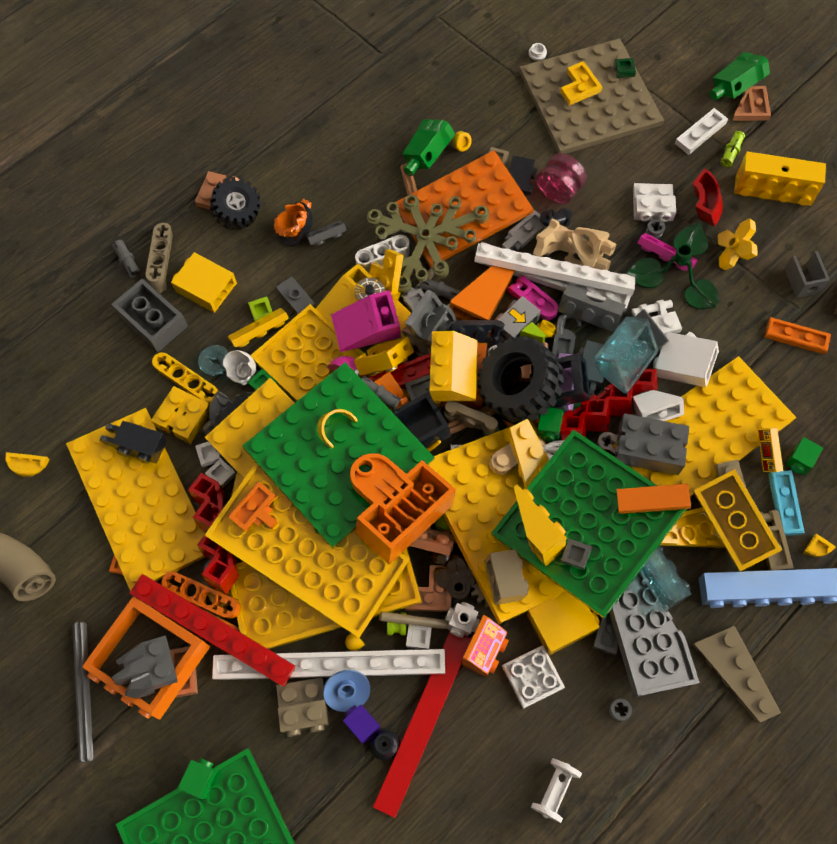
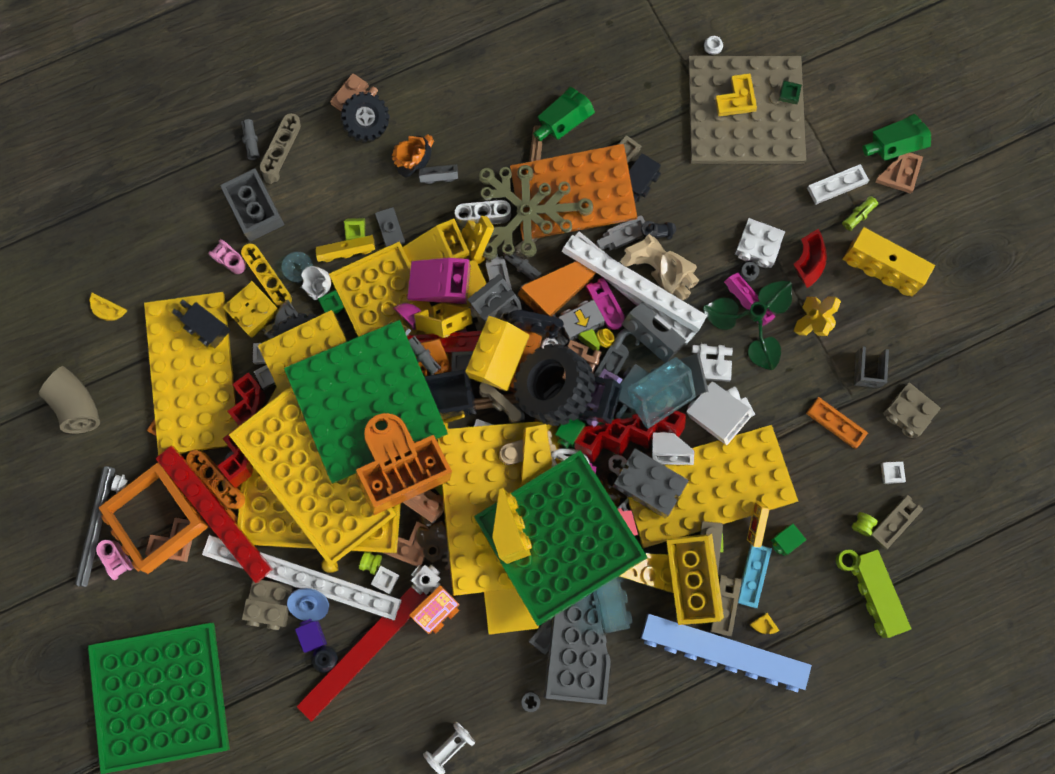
camera: 20 degrees right, 10 degrees up
(95, 635) = (119, 483): none -> white plate
(118, 720) = (116, 562): none -> bright pink piece
(137, 372) = (226, 256): none -> bright pink piece
(146, 668) = (148, 530): dark grey plate -> none
(198, 778) = (162, 634): green brick -> none
(203, 282) = (311, 186): yellow brick -> none
(254, 508) = (277, 427): orange hinge -> none
(320, 427) = (364, 366): yellow helmet -> none
(368, 287) = (454, 248): piece -> none
(413, 620) = (383, 566): dark tan bar -> none
(461, 141) = (601, 119): yellow tile -> none
(506, 576) = (471, 559): dark tan brick -> none
(533, 676) = (469, 647): white tile -> none
(561, 178) = (677, 193): clear pink wheel -> none
(576, 554) = (534, 564): dark grey plate -> none
(653, 498) = (620, 540): orange tile -> none
(734, 664) = (643, 698): dark tan wing -> none

